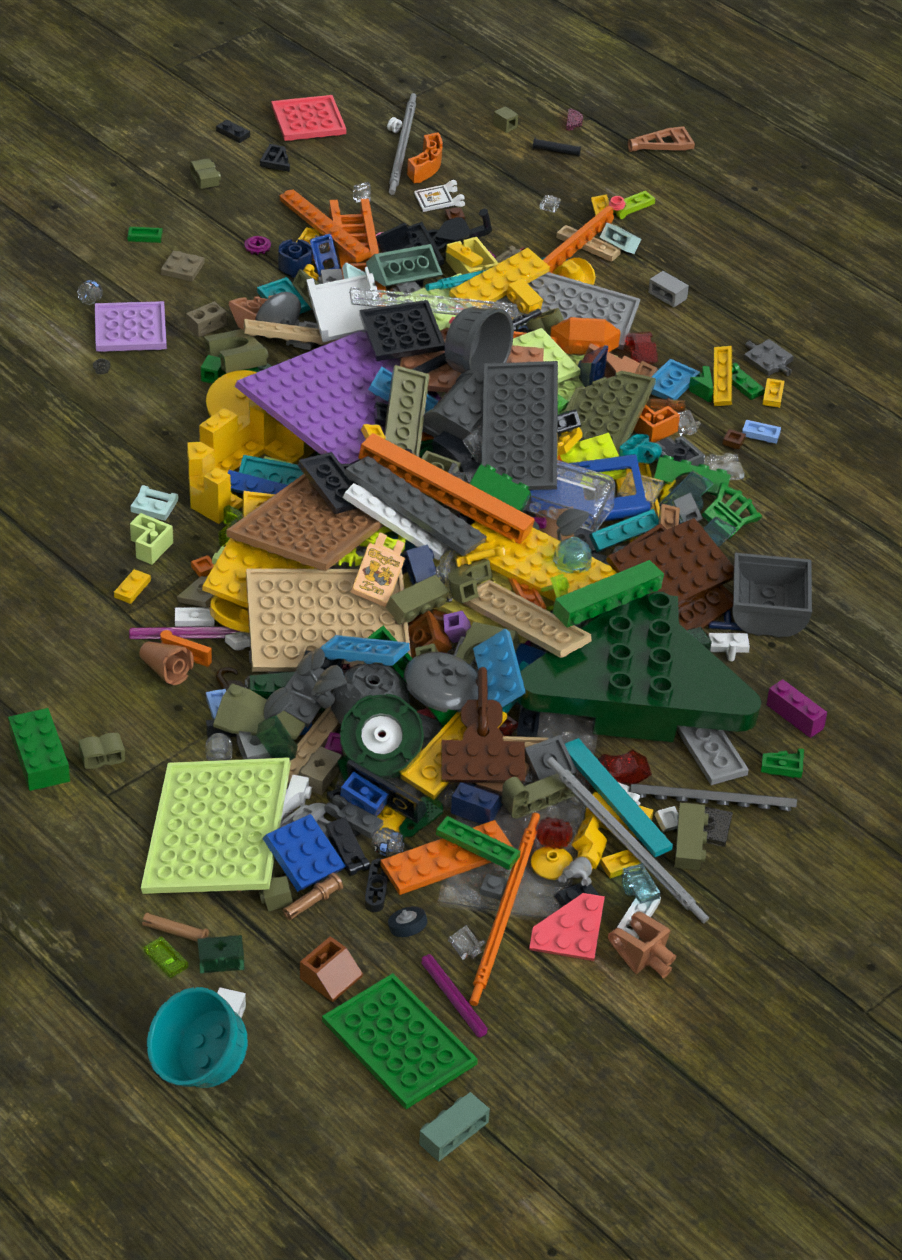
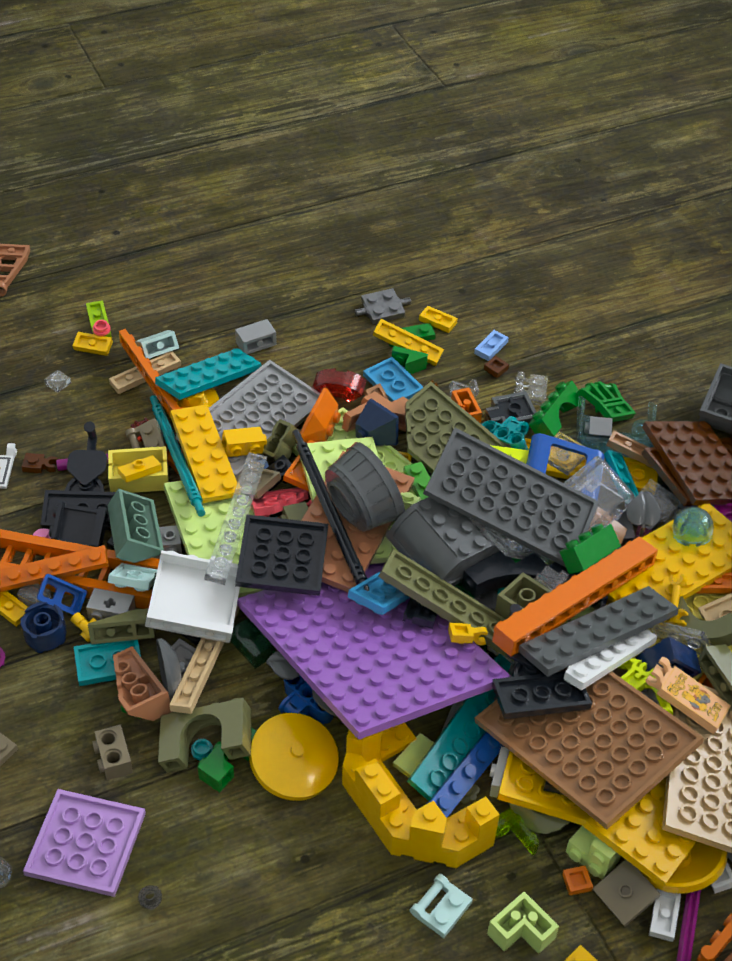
camera: 70 degrees left, 5 degrees up
(599, 268) = (207, 373): none -> teal plate

